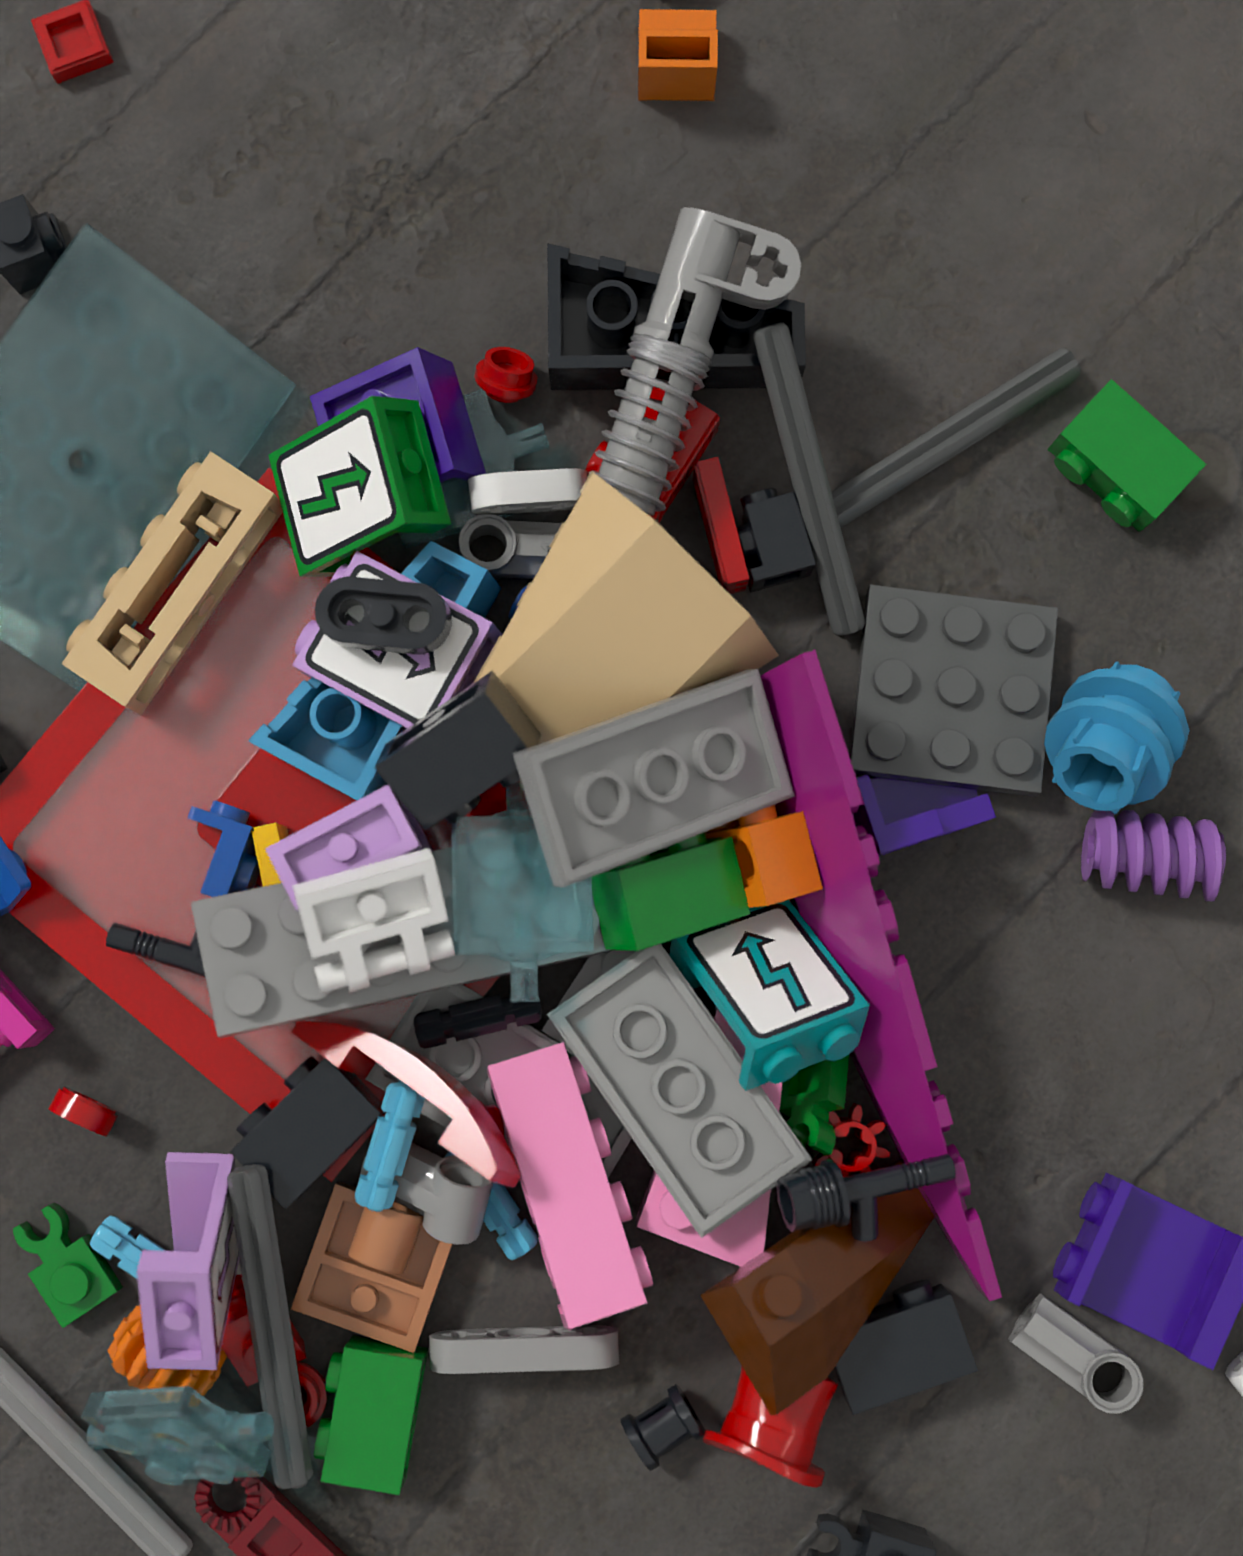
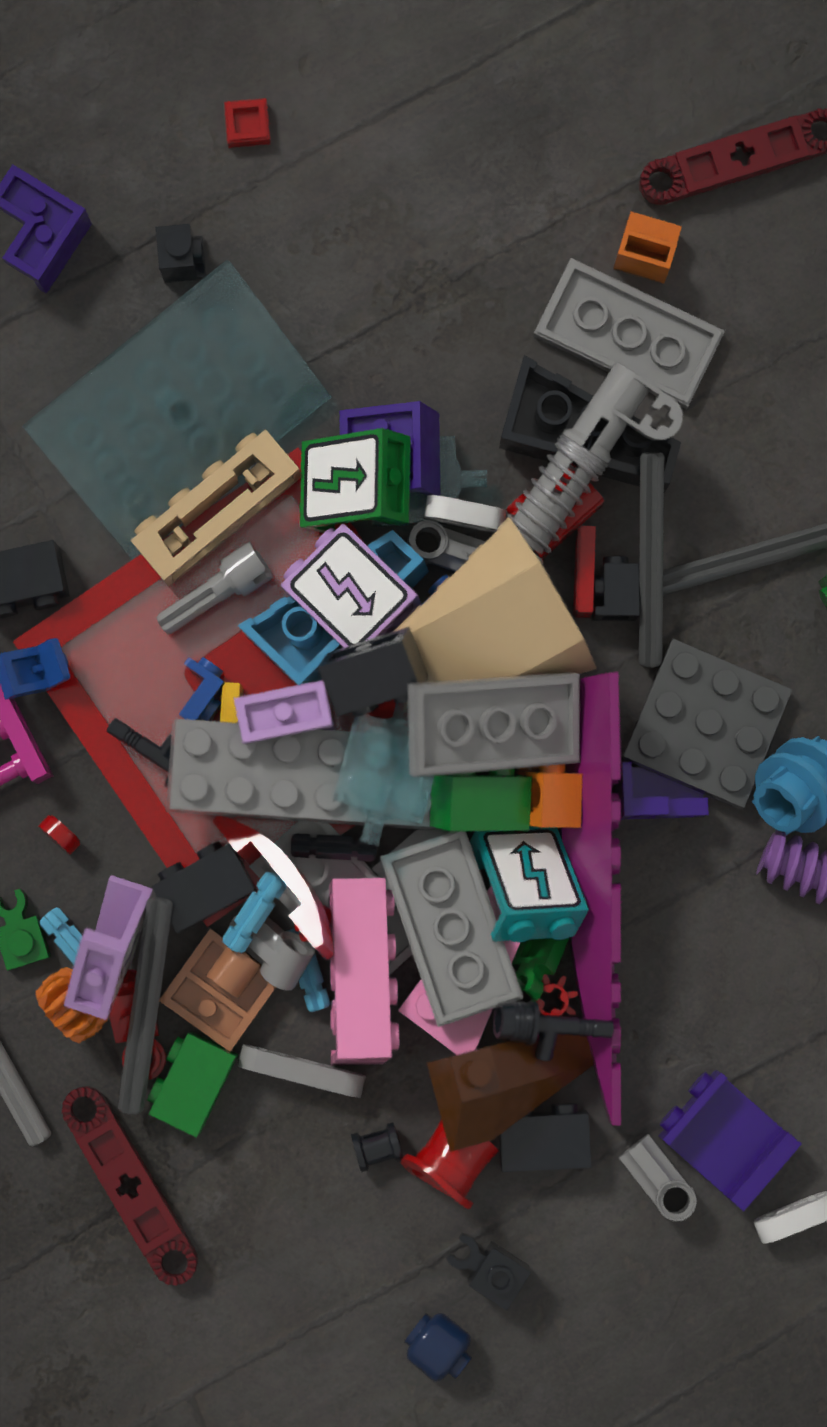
camera: 15 degrees right, 0 degrees up
(179, 1434) = (67, 1056): clear light blue plate -> none
(233, 667) = (239, 574): none -> light grey piece
(372, 905) = (290, 753): white plate -> none
(386, 616) = (350, 571): black plate -> none
(506, 374) = (472, 430): red plate -> none
(640, 167) = (617, 323): none -> light grey tile

